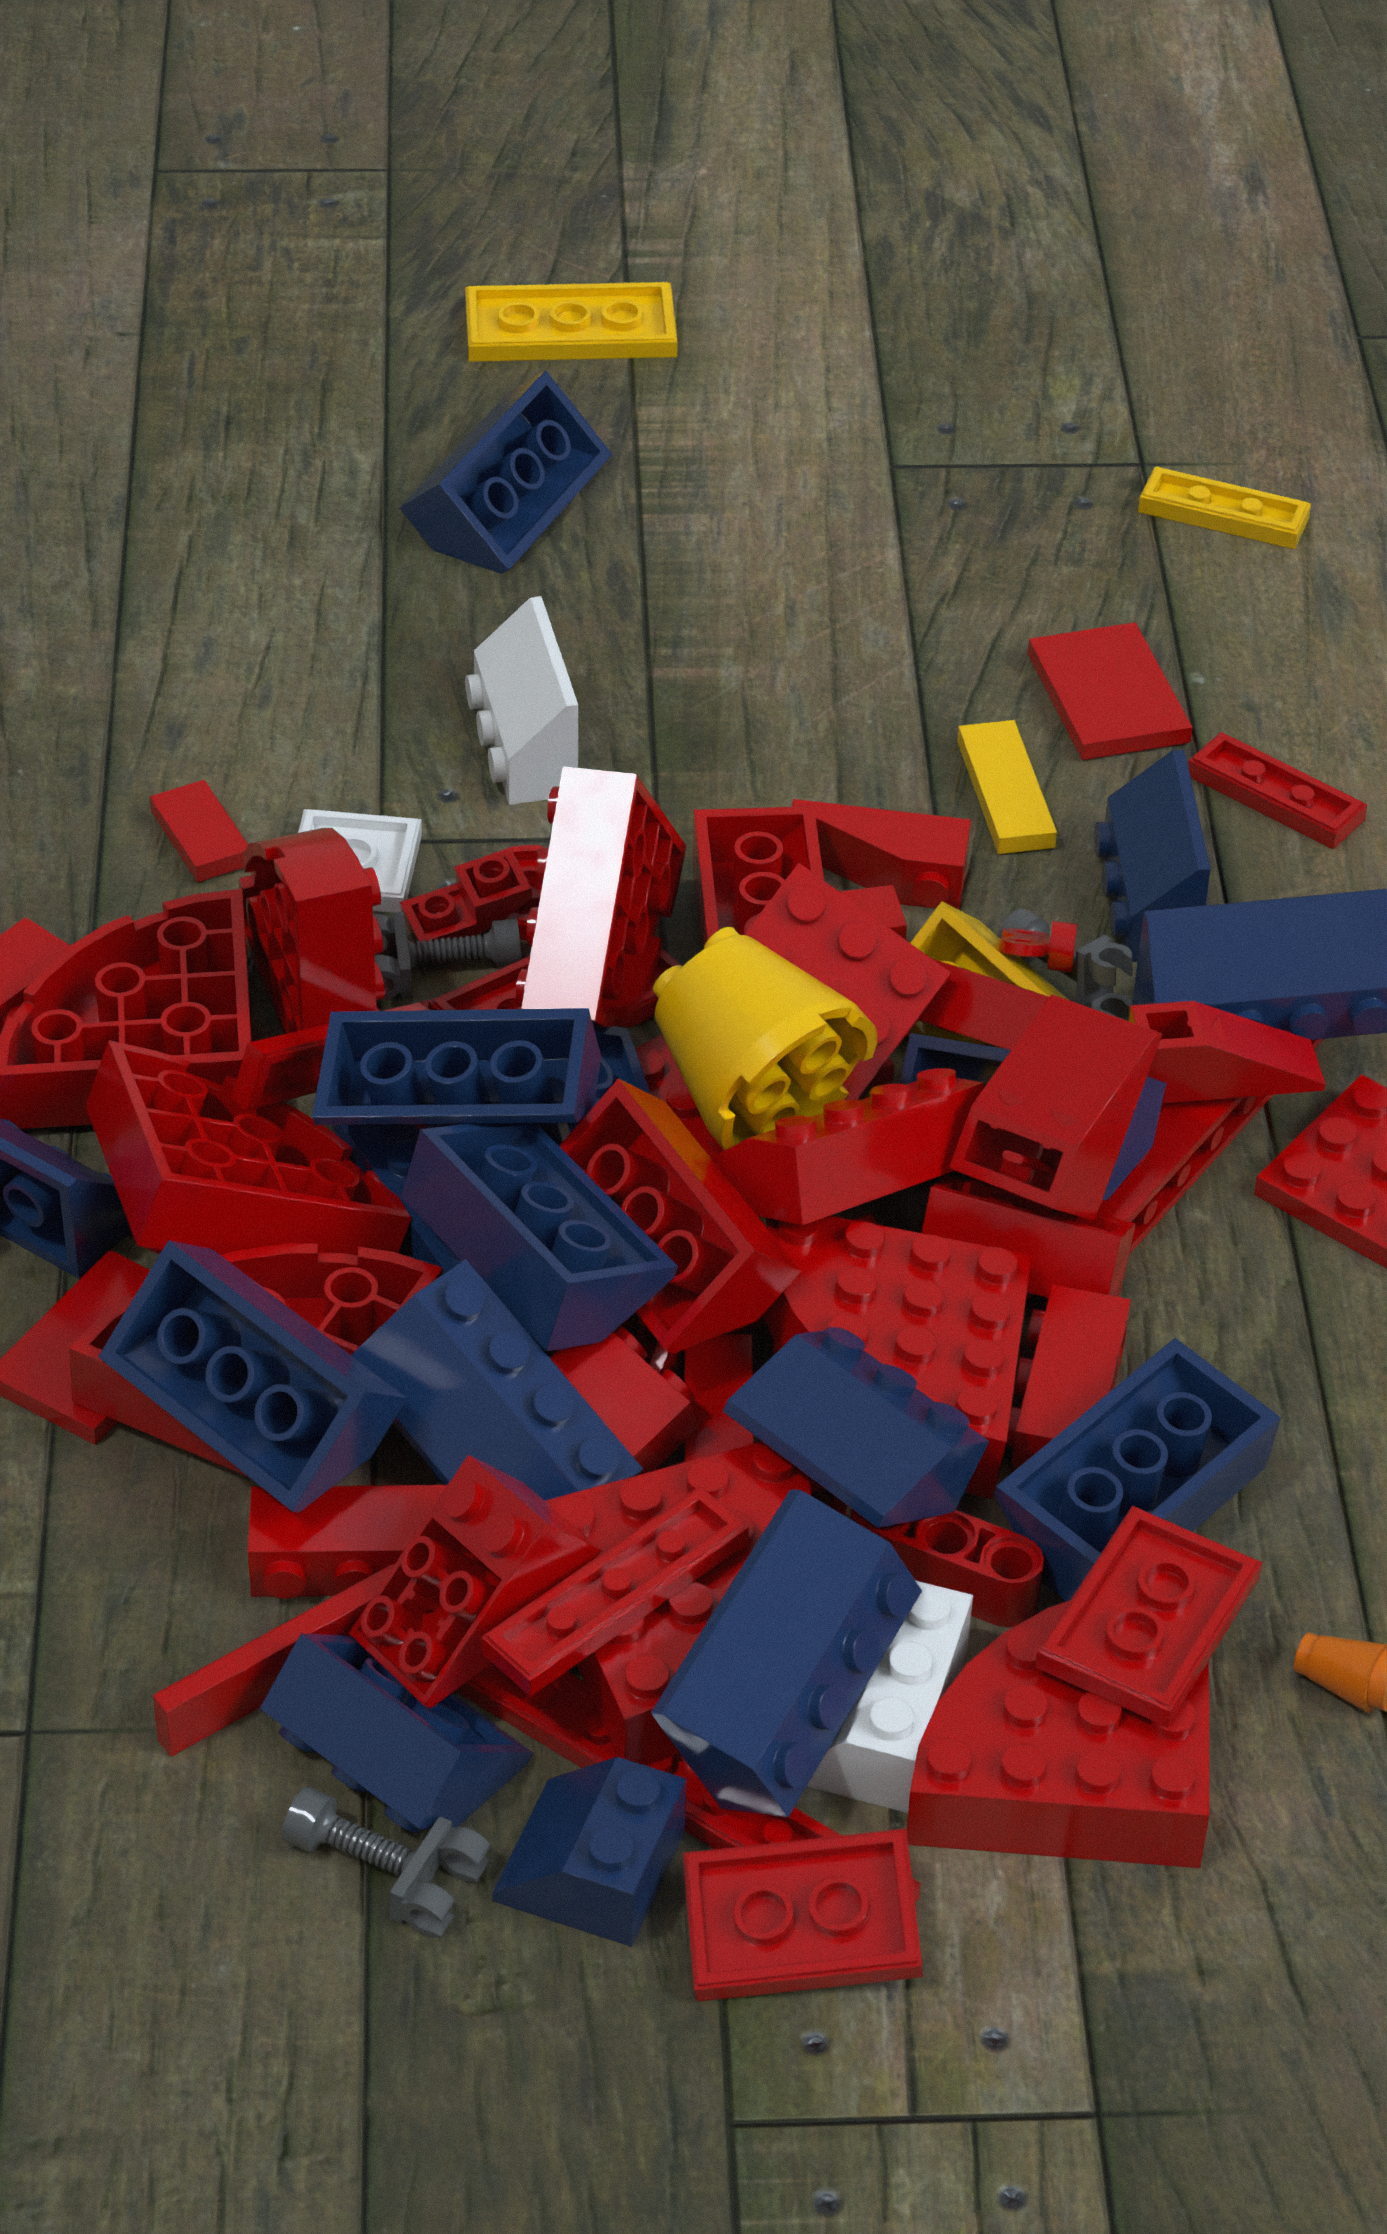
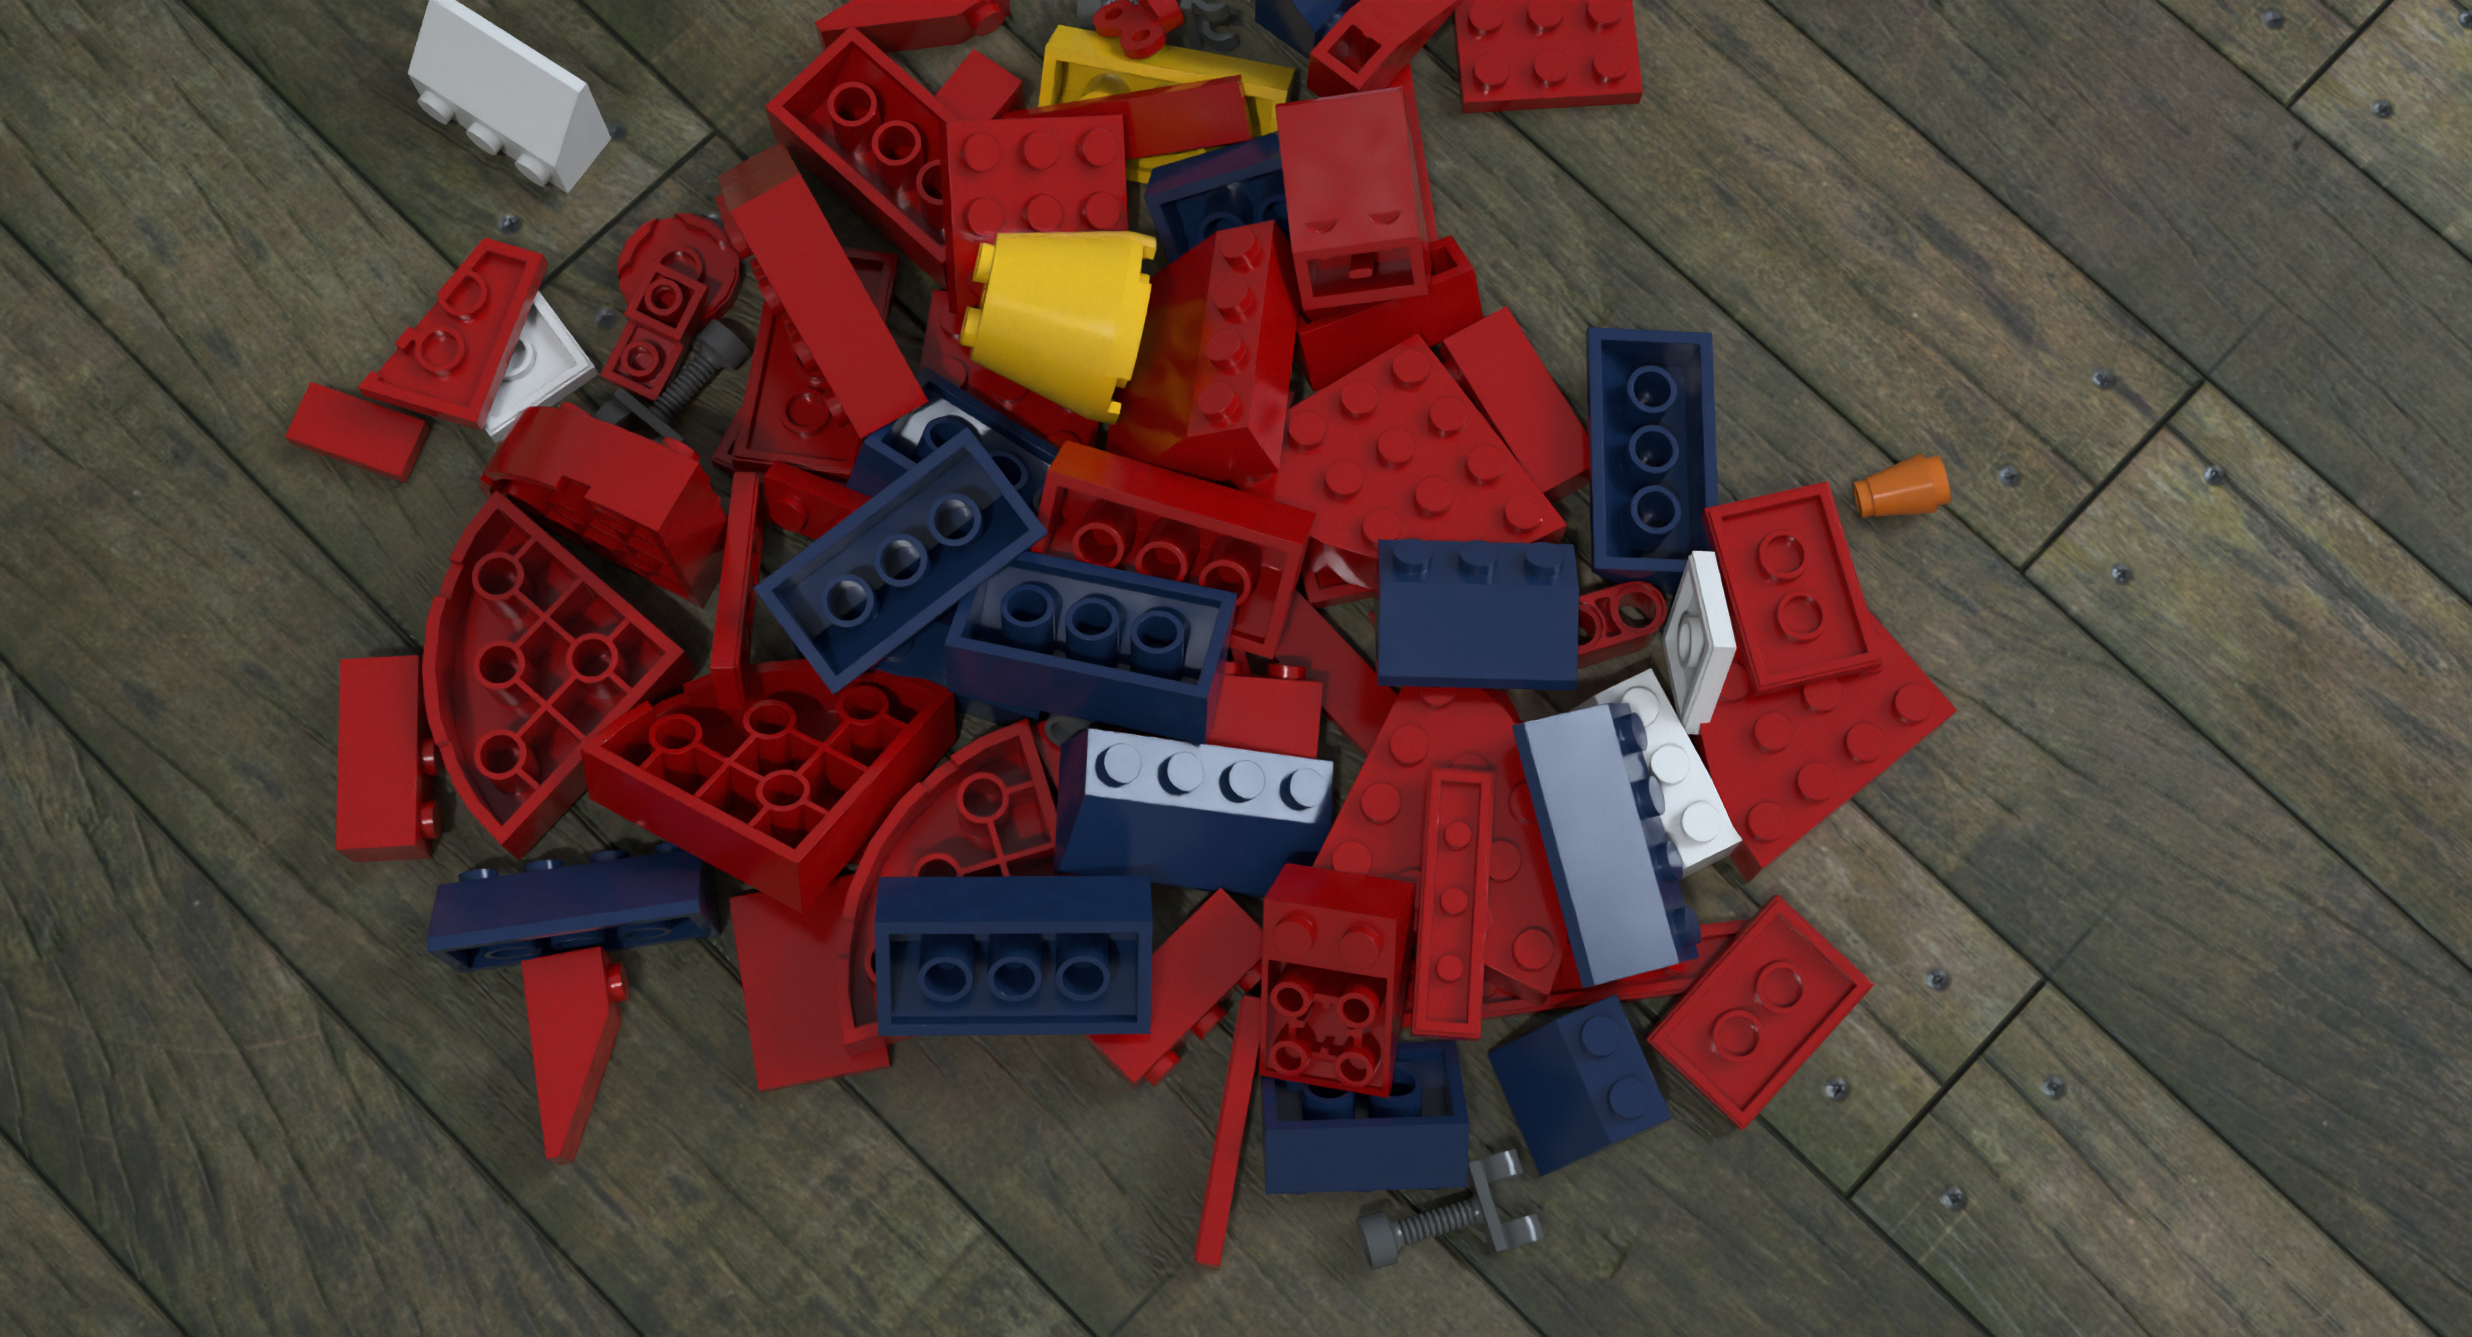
camera: 45 degrees left, 30 degrees up
(358, 806) = (466, 340): none -> red wing
(1030, 1583) = (1698, 641): none -> white tile

